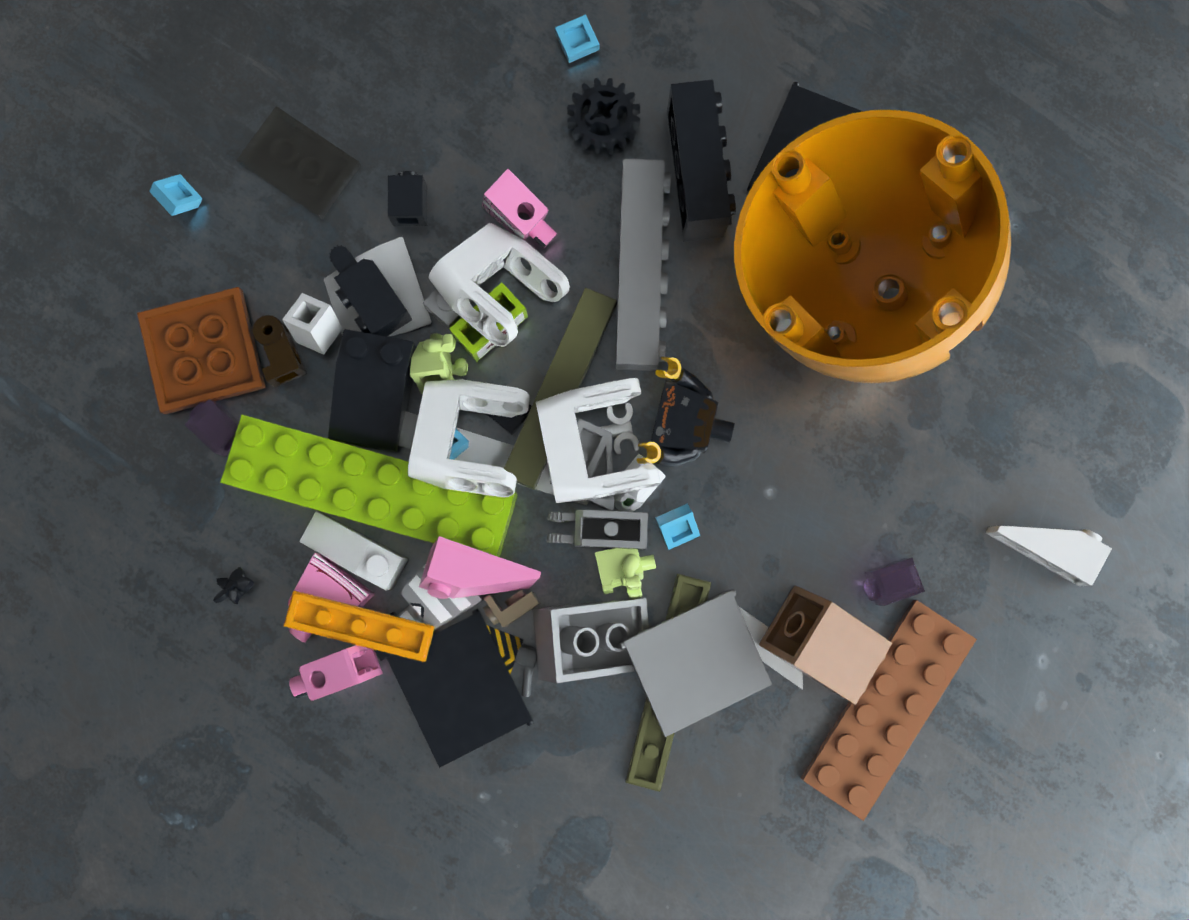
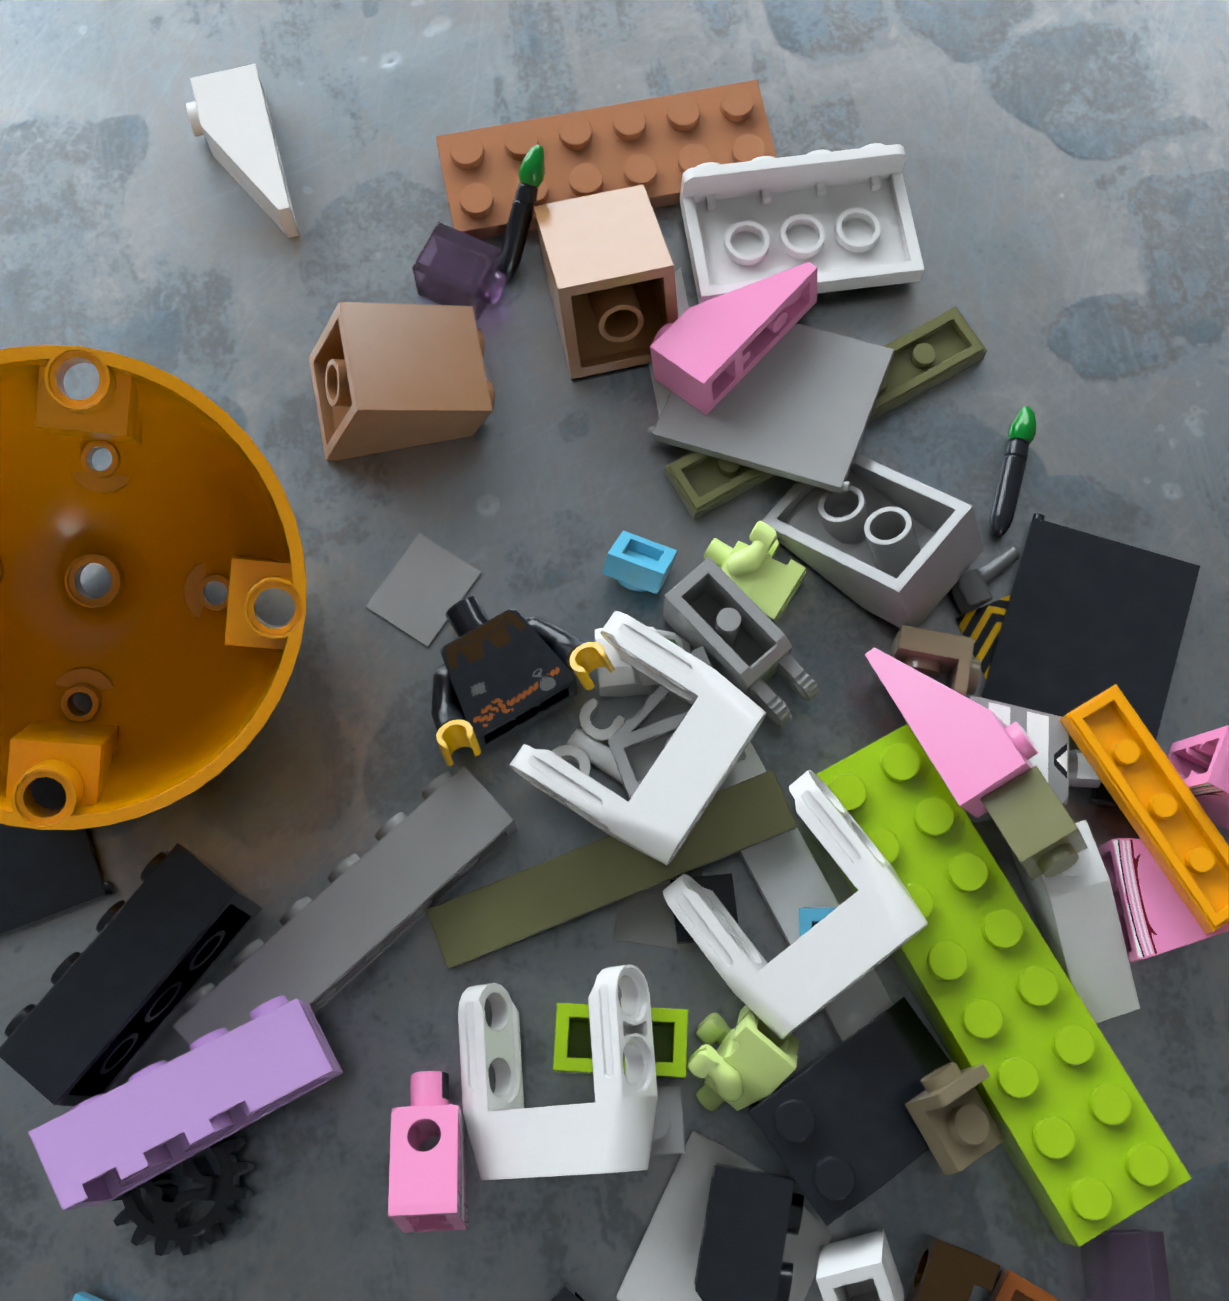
camera: 135 degrees left, 10 degrees down
(332, 418) = (955, 1117): none -> dark tan bracket
(402, 560) = (1035, 824): none -> olive brick
(572, 754) = (1012, 471): none -> black piece
(623, 133) = (184, 1104): none -> lavender wedge
(742, 664) = (728, 335): none -> bright pink slope
(757, 429) = (423, 589): none -> light grey sticker
(766, 759) = (819, 208): none -> white bracket
(863, 506) = (398, 377): none -> medium nougat slope
(895, 636) = (530, 177): none -> black piece

